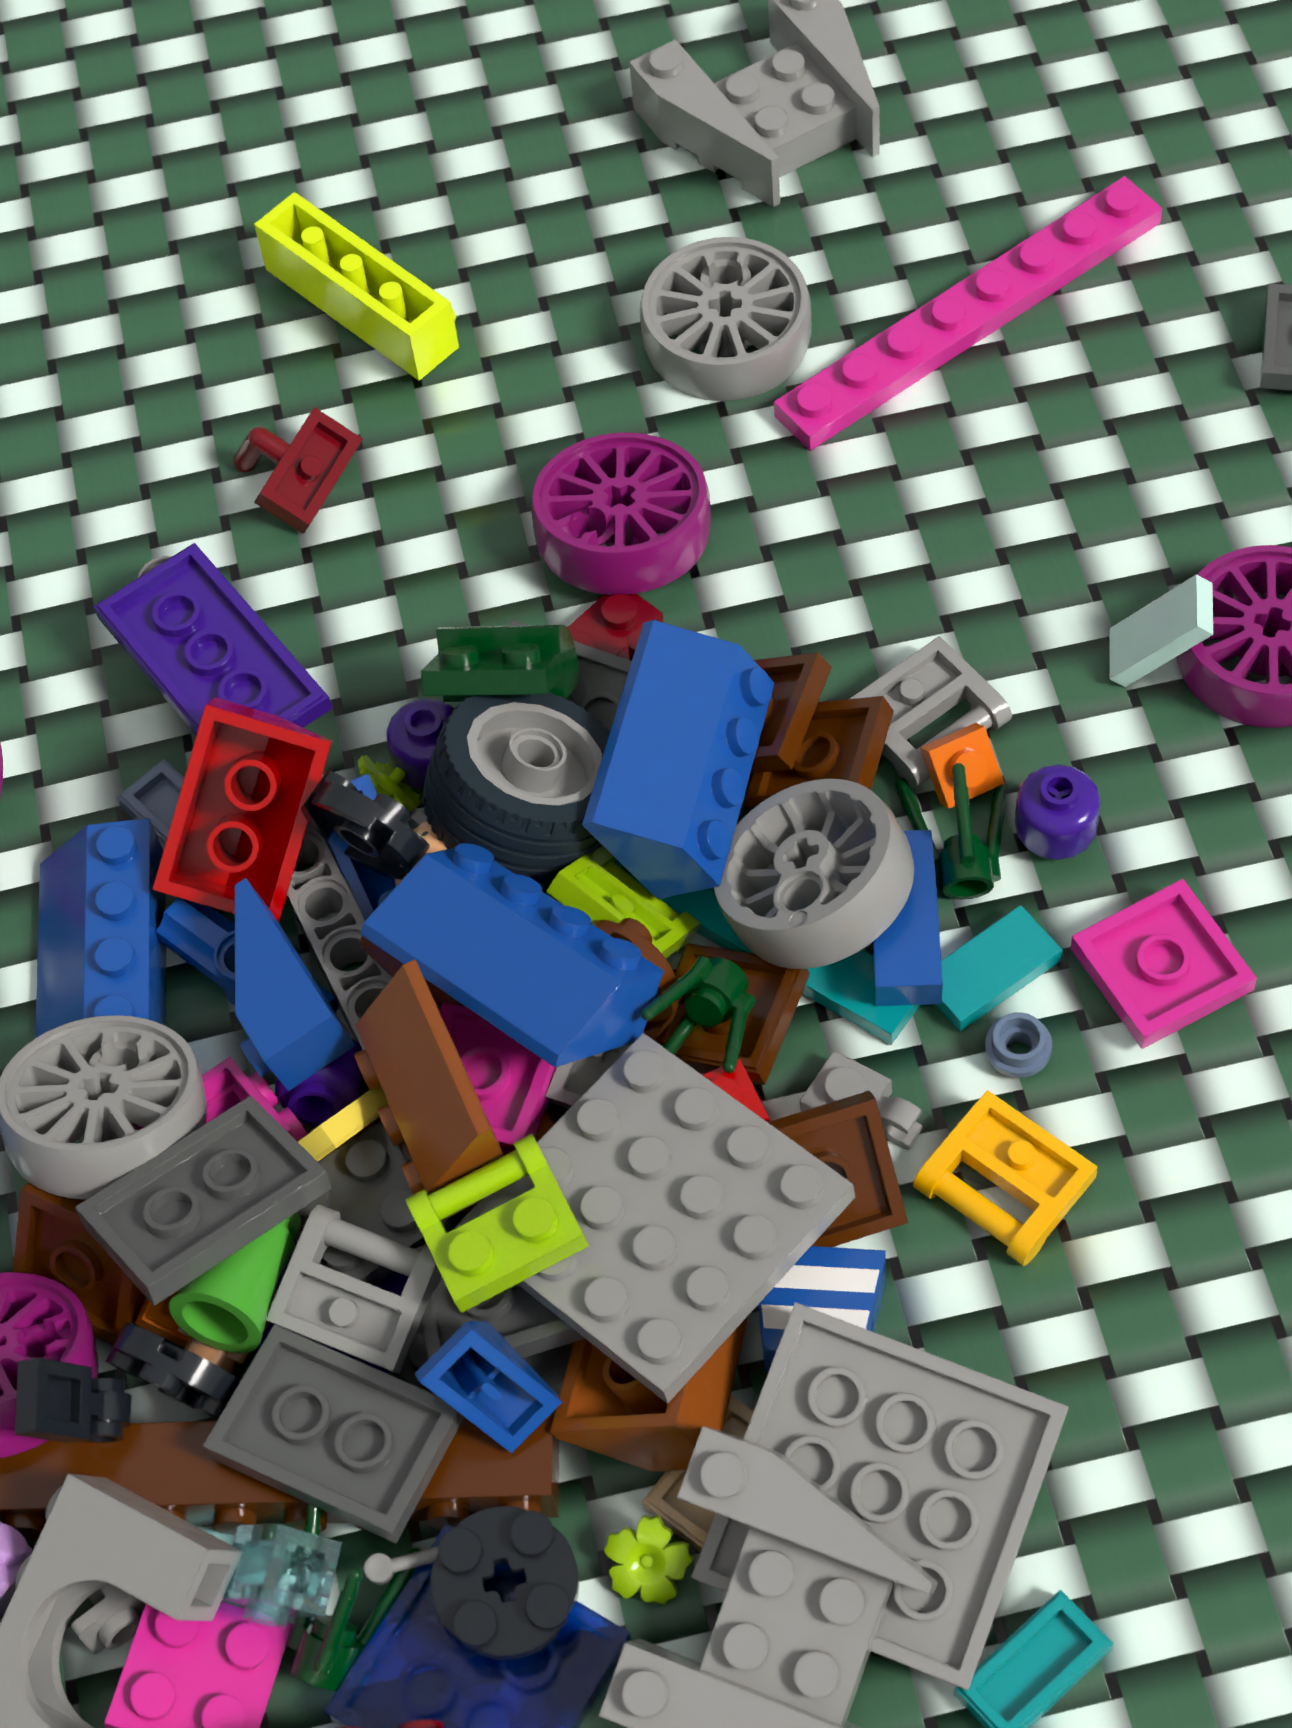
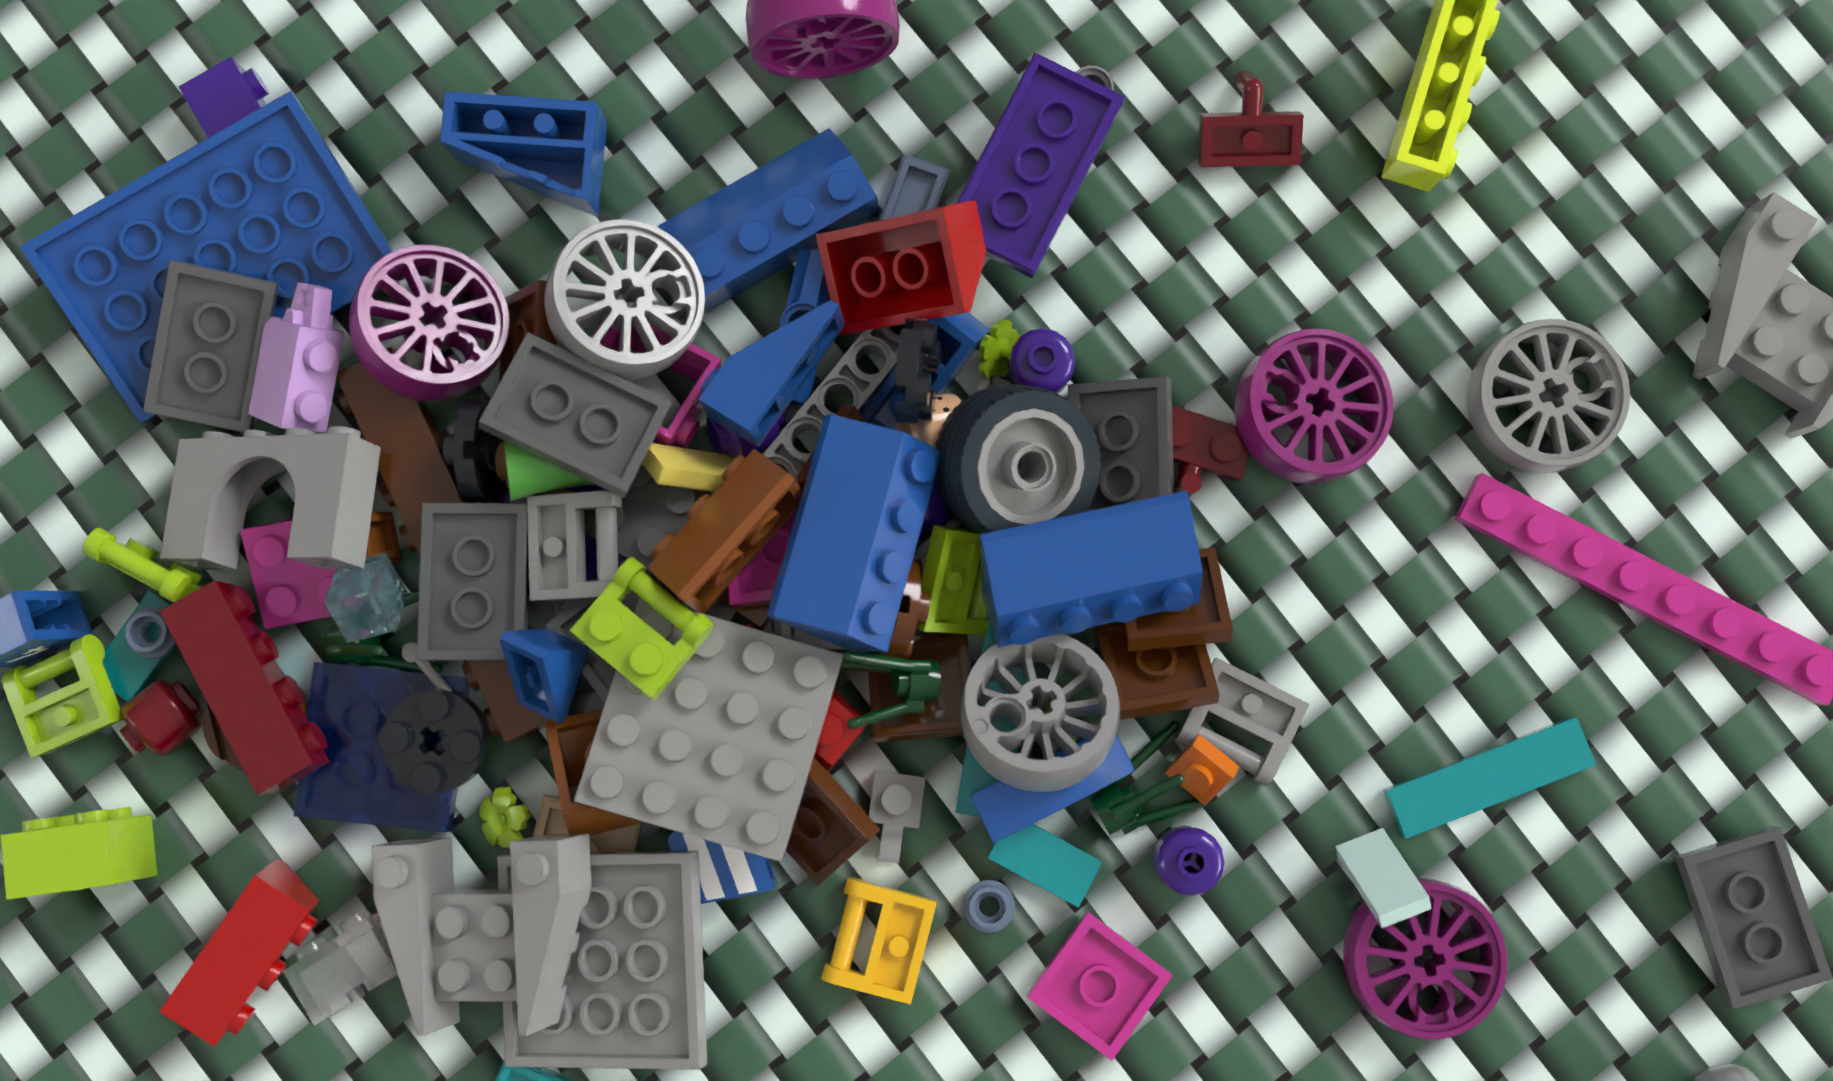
camera: 60 degrees right, 25 degrees up
(67, 1405) = (403, 399): black plate -> none
(502, 662) = (1101, 398): dark green brick -> none
(1100, 516) = (1489, 777): none -> teal tile

